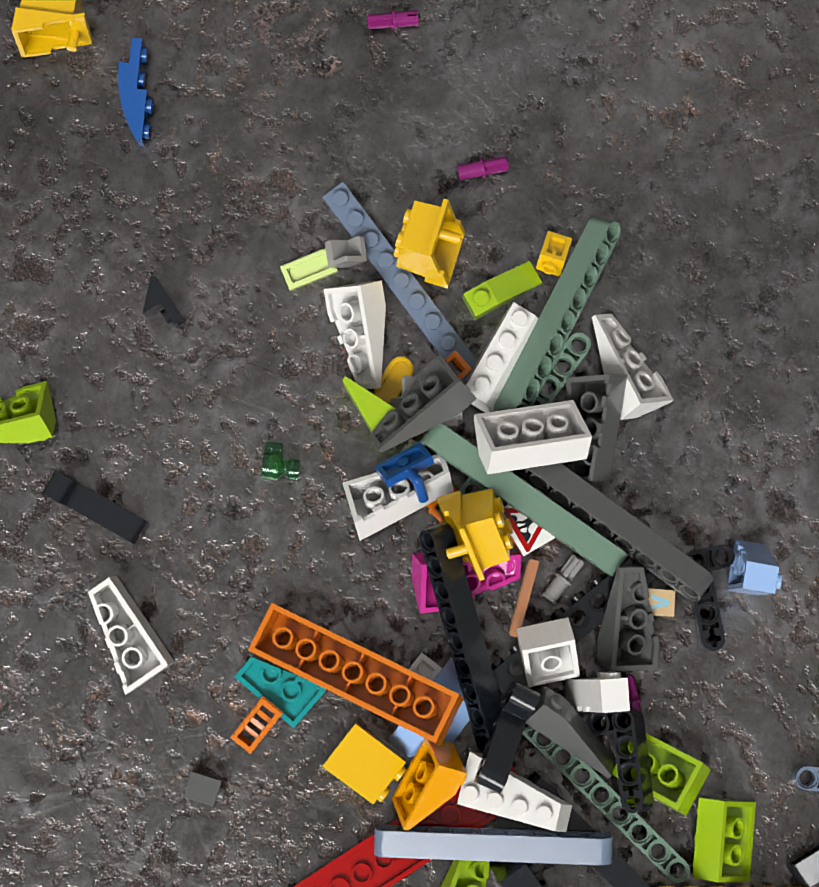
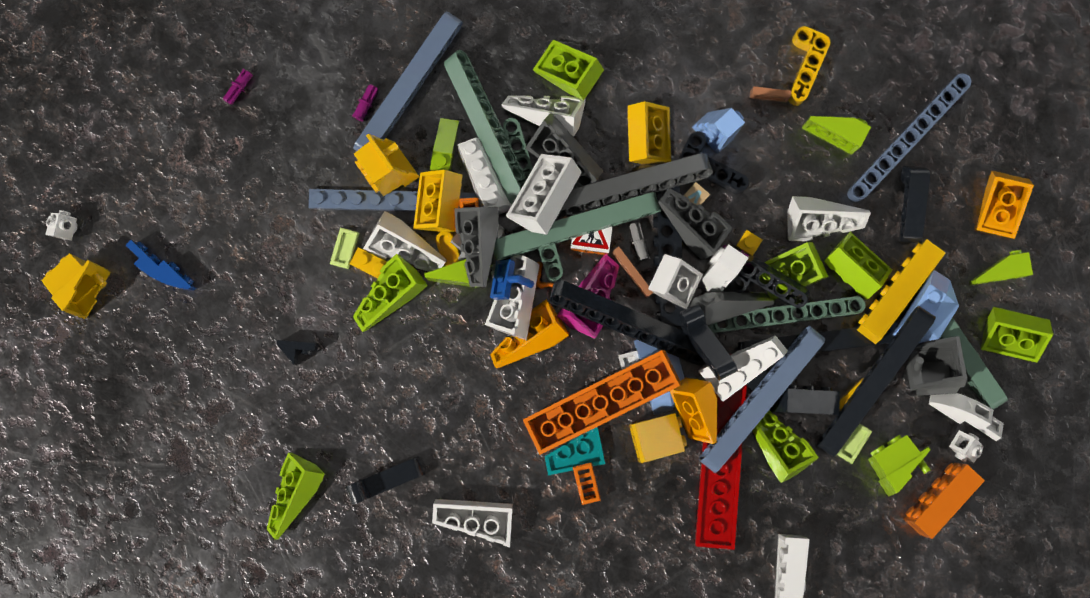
camera: 50 degrees left, 0 degrees up
(204, 788) = (600, 542): dark grey brick -> none
(274, 464) = (443, 356): clear green piece -> none
(305, 355) = (393, 288): none -> lime wedge
(313, 310) = (367, 262): none -> yellow plate
(345, 252) = (352, 219): light grey panel -> none
(383, 553) = (543, 333): none -> light orange wedge
(436, 328) = (437, 200): none -> yellow slope
(478, 528) = (573, 264): yellow piece -> none
(545, 197) = (411, 79): none -> sand blue beam
(553, 253) = (447, 100): yellow bracket -> none
(655, 700) = (749, 243): none -> yellow plate
(689, 499) = (649, 133): none -> yellow slope
(691, 357) = (569, 69): none -> lime slope
(741, 752) = (817, 217): none -> white wedge

